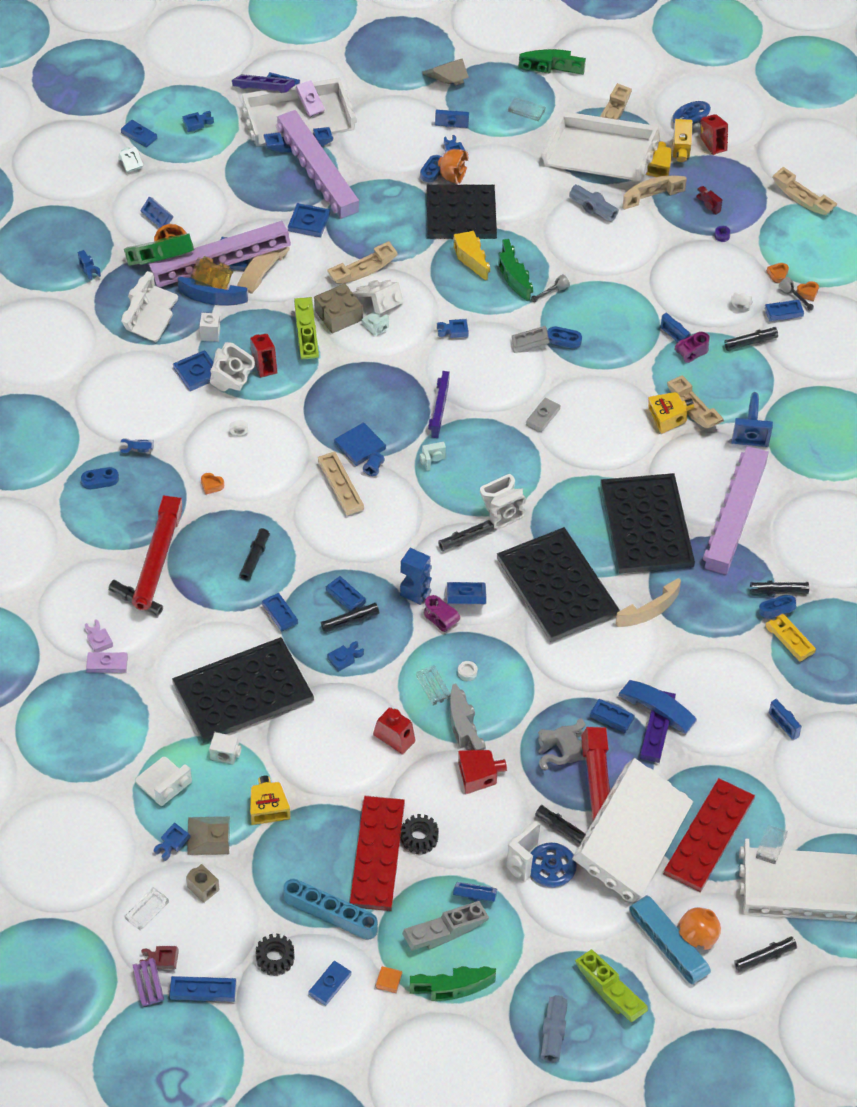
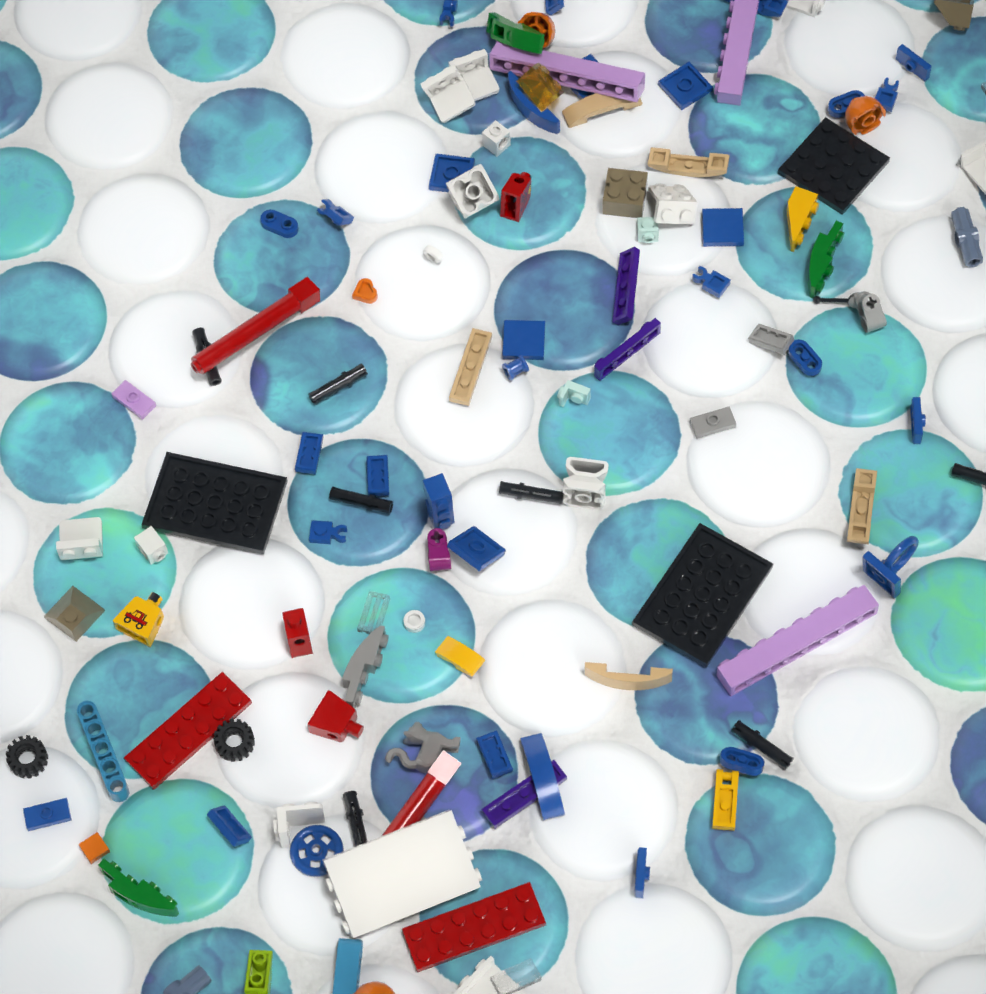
camera: 45 degrees right, 10 degrees up
(98, 638) = (147, 373): lavender plate -> none
(172, 839) = (42, 597): blue plate -> none
(202, 890) = (31, 659): dark tan brick -> none
(306, 328) = (578, 196): lime slope -> none
(398, 365) = (626, 286): none -> dark purple plate
(425, 291) = (723, 227): none -> blue tile
(447, 927) = (176, 839): light grey slope -> none
(523, 669) = (460, 655): none -> yellow slope
(558, 584) = (566, 596): black plate -> none
(581, 282) = (871, 314): none -> light grey piece
(669, 410) = (829, 498): yellow torso -> none
(694, 346) = (916, 449): magenta piece -> none

